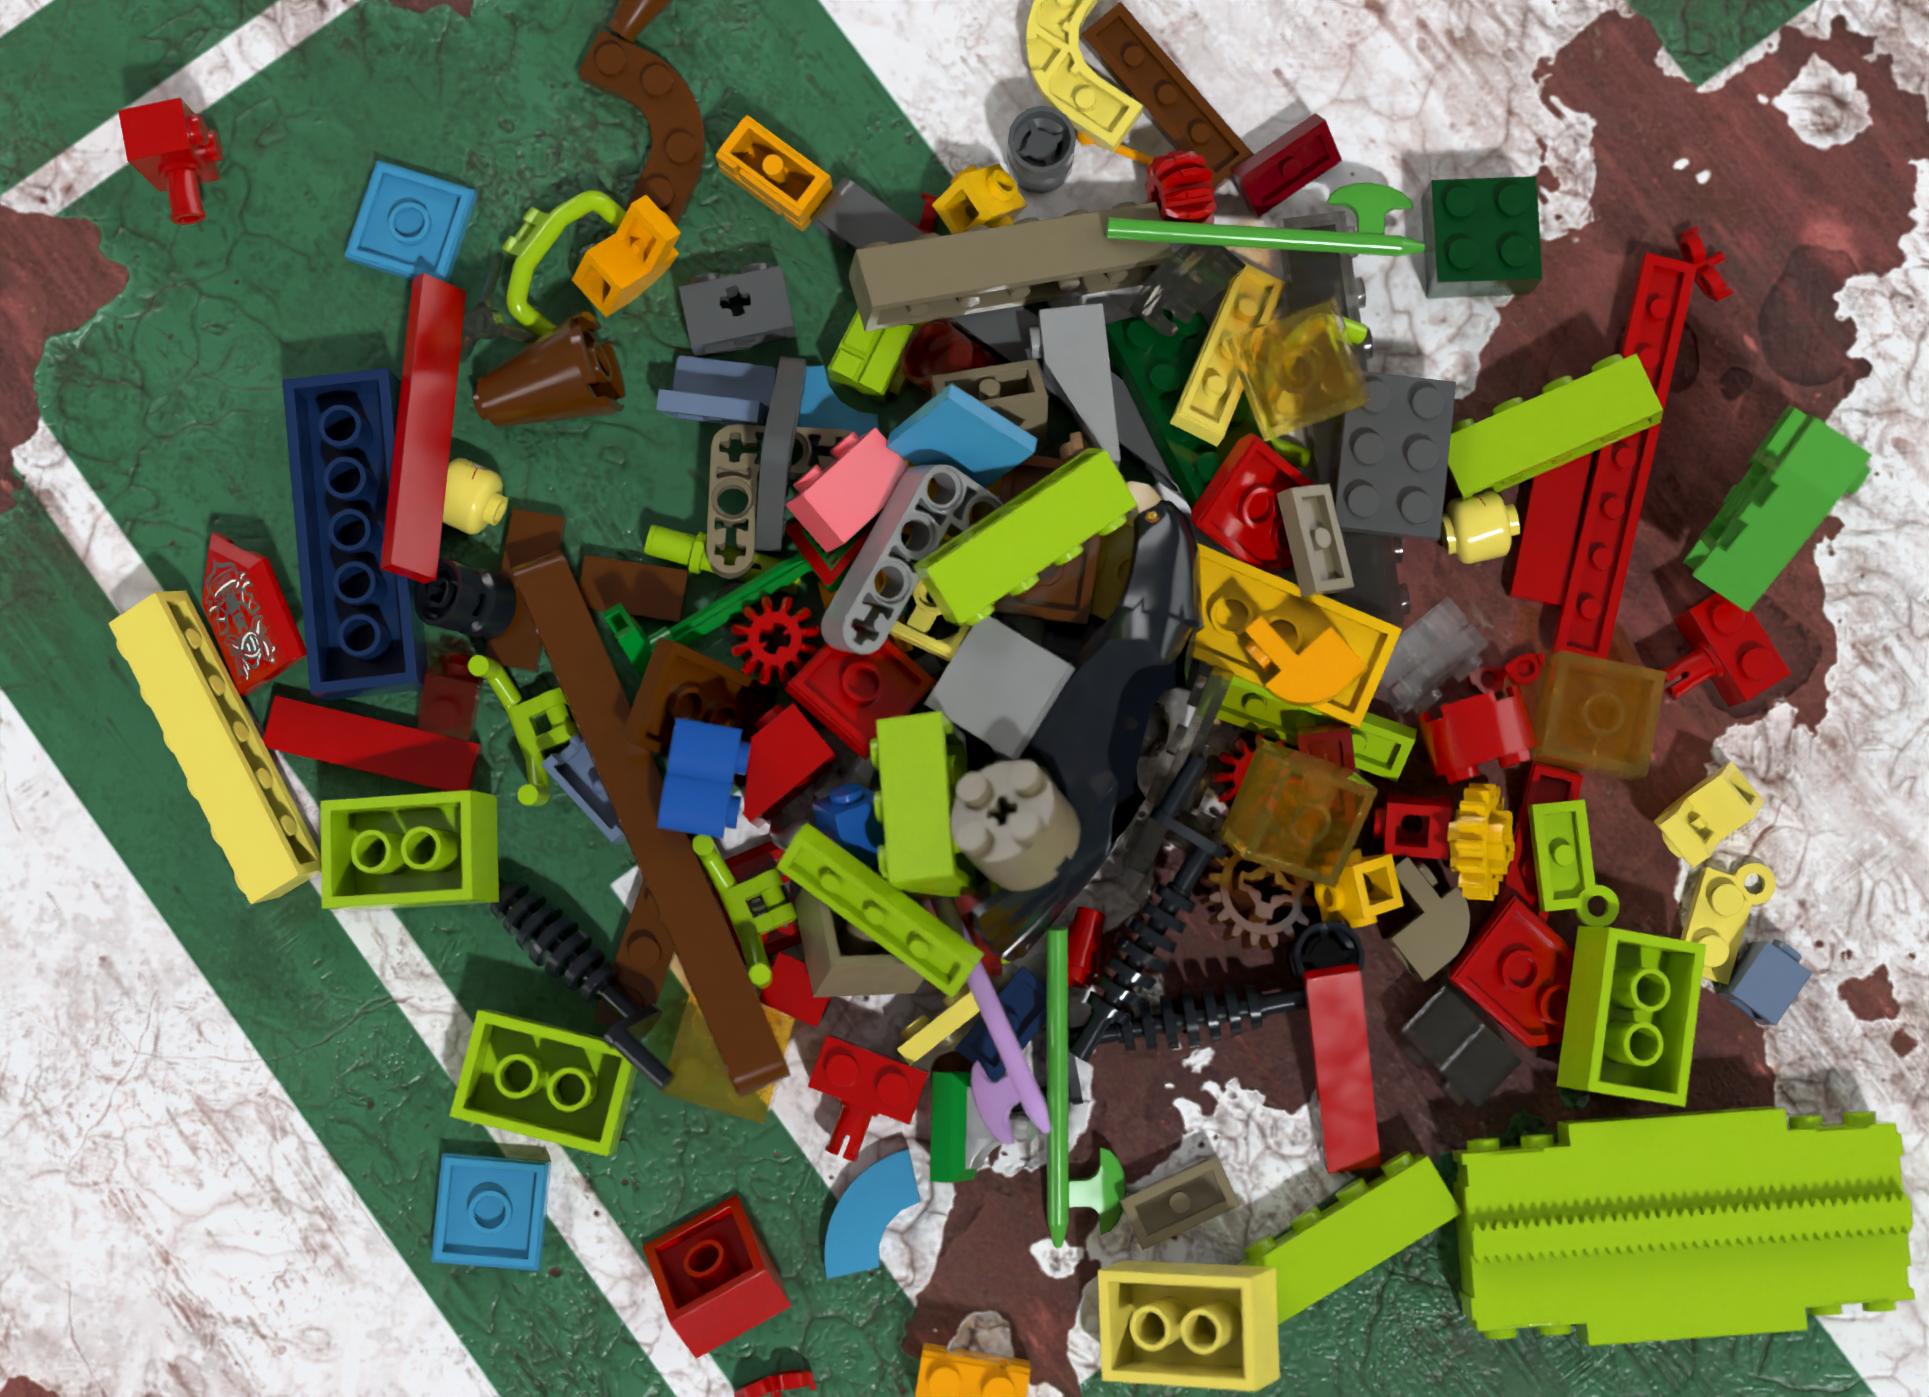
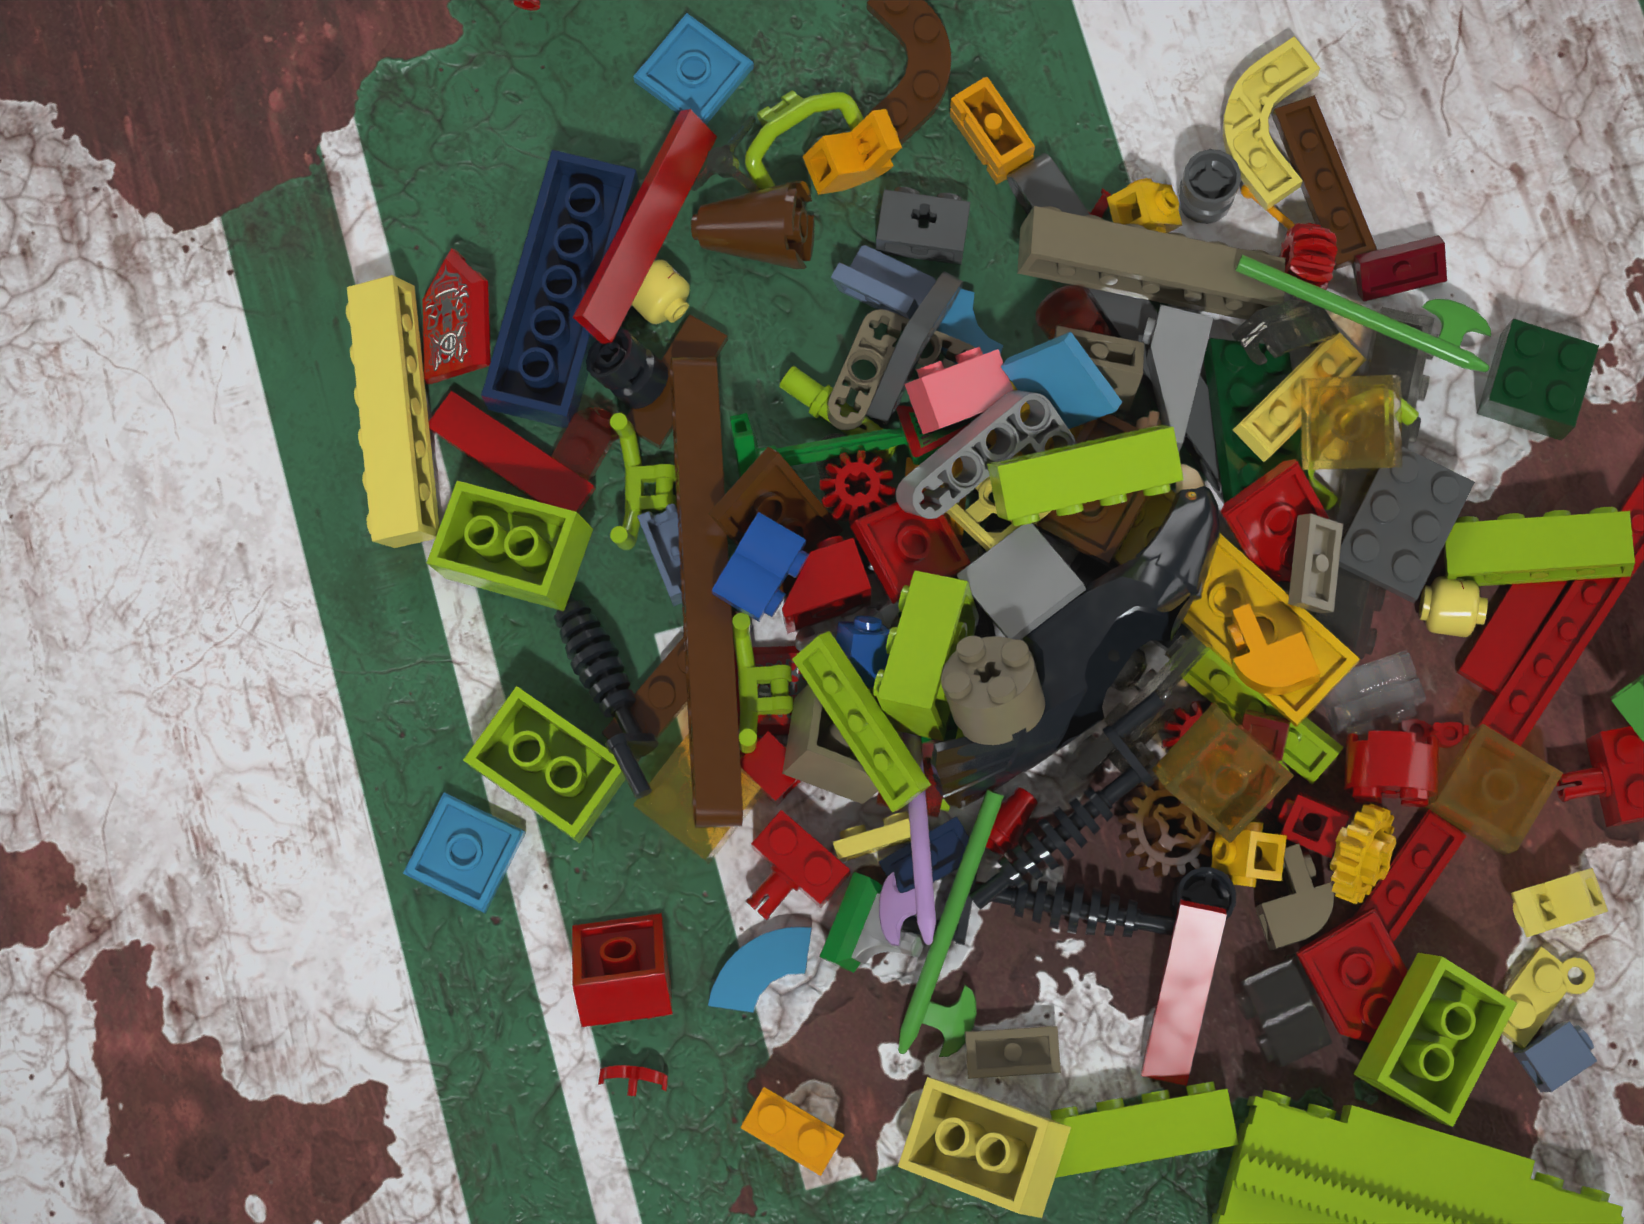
camera: 25 degrees right, 5 degrees down
(641, 588) = (769, 414): reddish brown tile -> none
(872, 359) = (1013, 300): lime brick -> none
(1566, 863) = (1426, 896): lime hinge -> none

